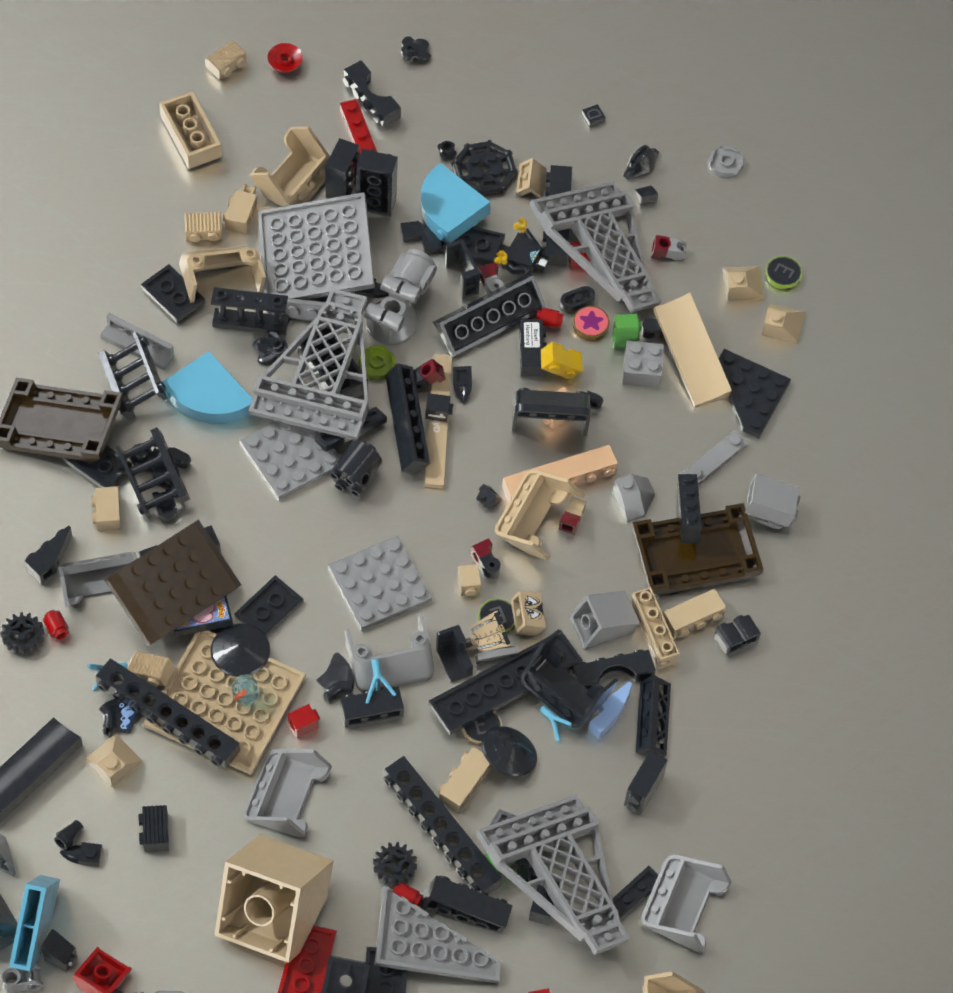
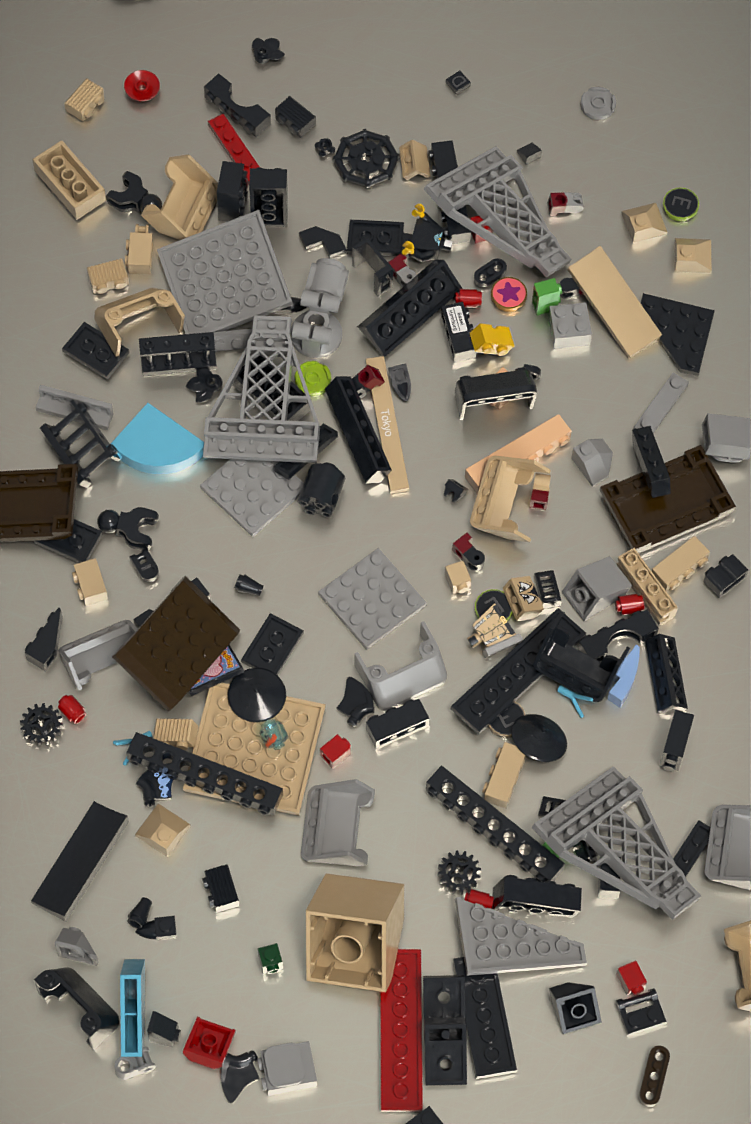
camera: 10 degrees left, 5 degrees up
(171, 474) = (134, 520): black fence -> none
(184, 906) = (270, 959): none -> dark green brick
(247, 158) = (133, 198): none -> black piece
(260, 544) = (248, 585): none -> black cone
(376, 680) = (396, 700): medium azure plant -> none
(425, 115) = (295, 117): none -> black brick
(438, 407) = (385, 412): black brick -> none
(450, 204) = (344, 203): medium azure brick -> none
(453, 653) = (460, 652): black panel -> none
(552, 623) = (548, 602): none -> black slope
(633, 641) = (629, 604): none -> red brick
(641, 162) = (516, 121): black hat -> none

